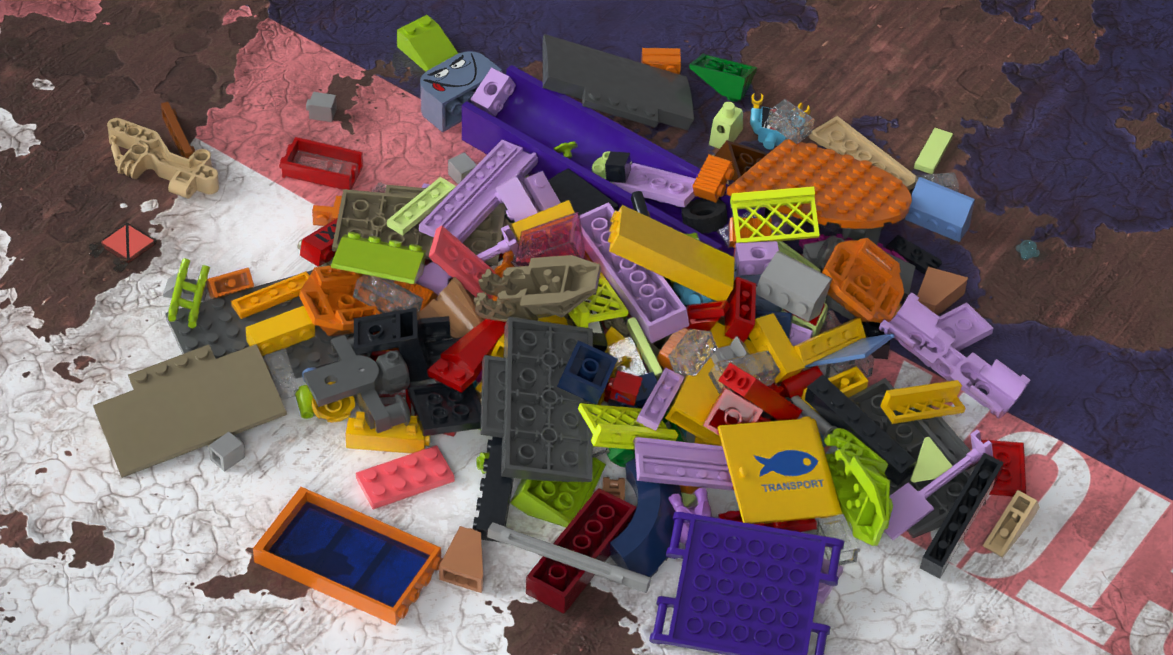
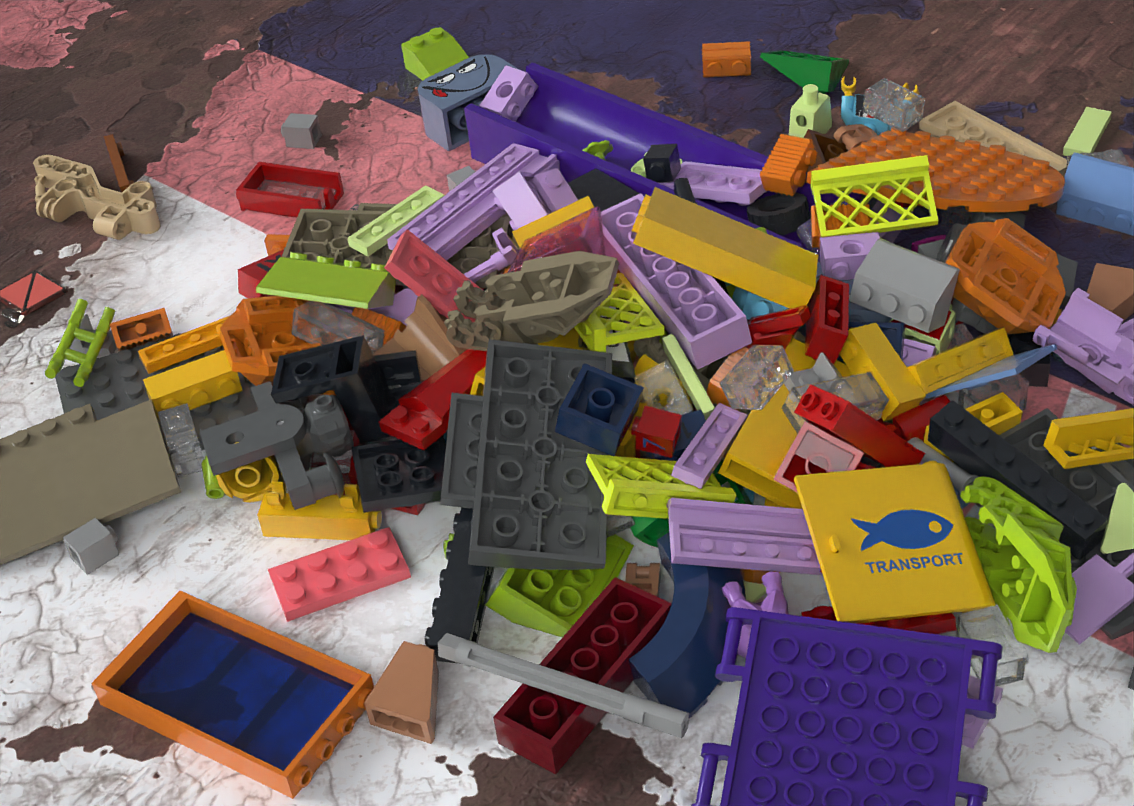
camera: 10 degrees right, 5 degrees down
(617, 84) = (667, 79): dark grey slope -> none
(761, 146) = (853, 135): none -> nougat plate
(913, 254) = (1076, 251): black hinge -> none

